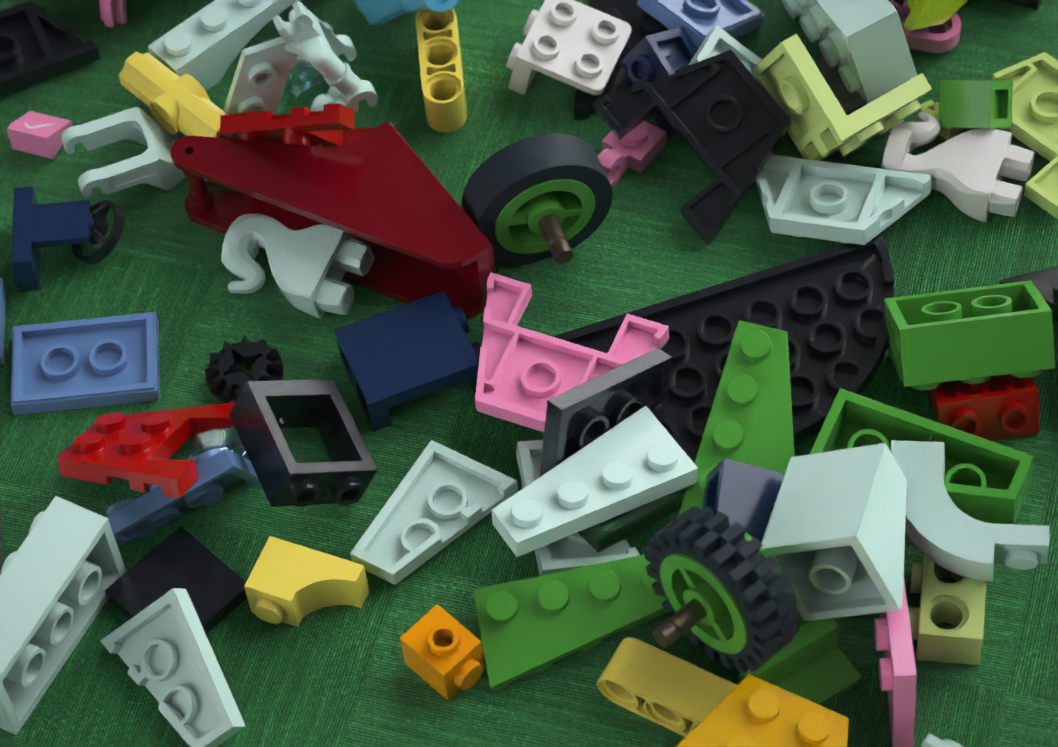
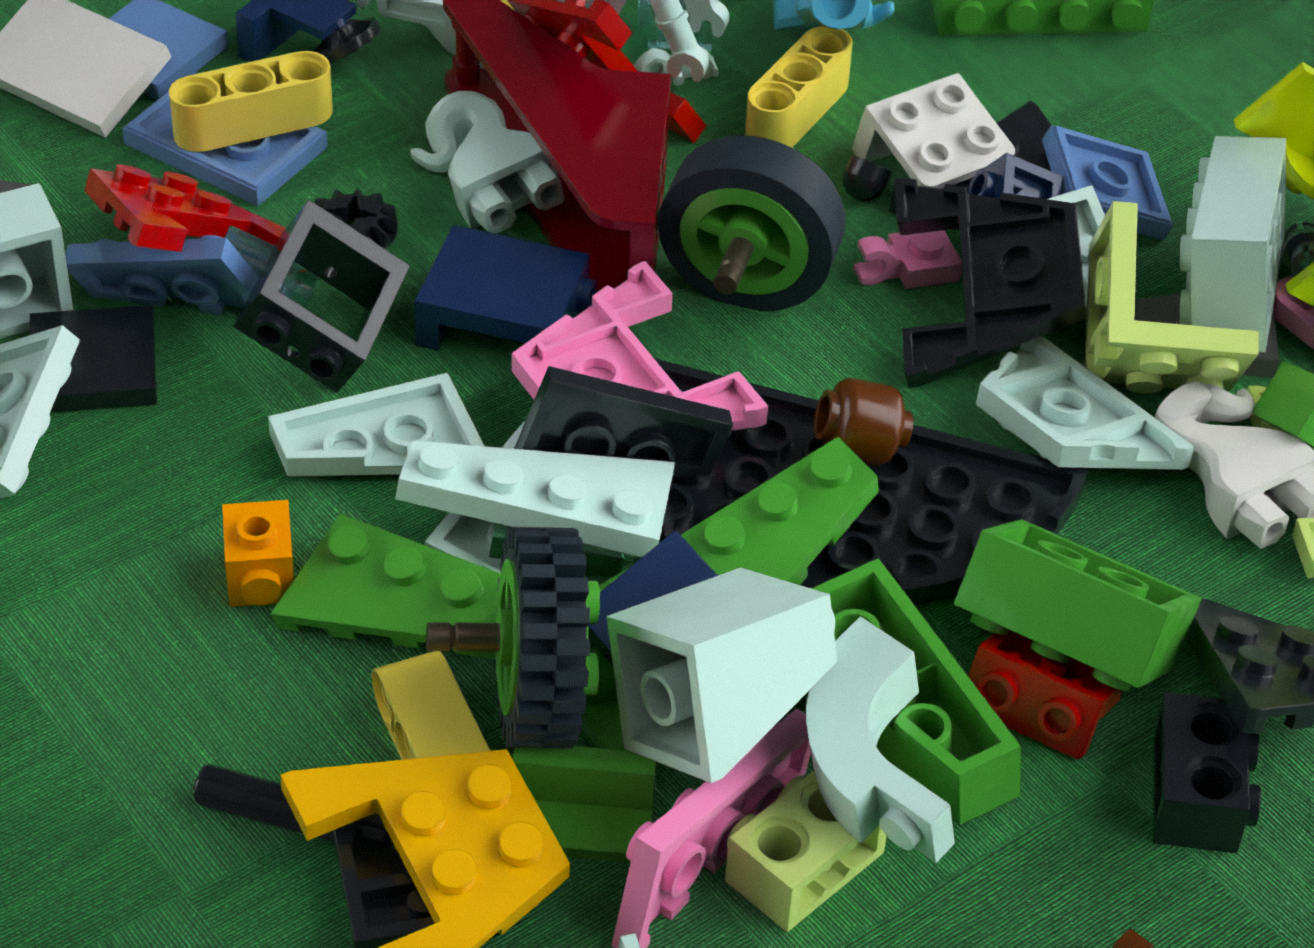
camera: 30 degrees right, 10 degrees down
(95, 326) = (251, 101): none -> light yellow beam
(297, 580) = (198, 412): light yellow arch -> none
(544, 107) = (864, 179): none -> black hinge
(733, 295) = (866, 418): none -> reddish brown head

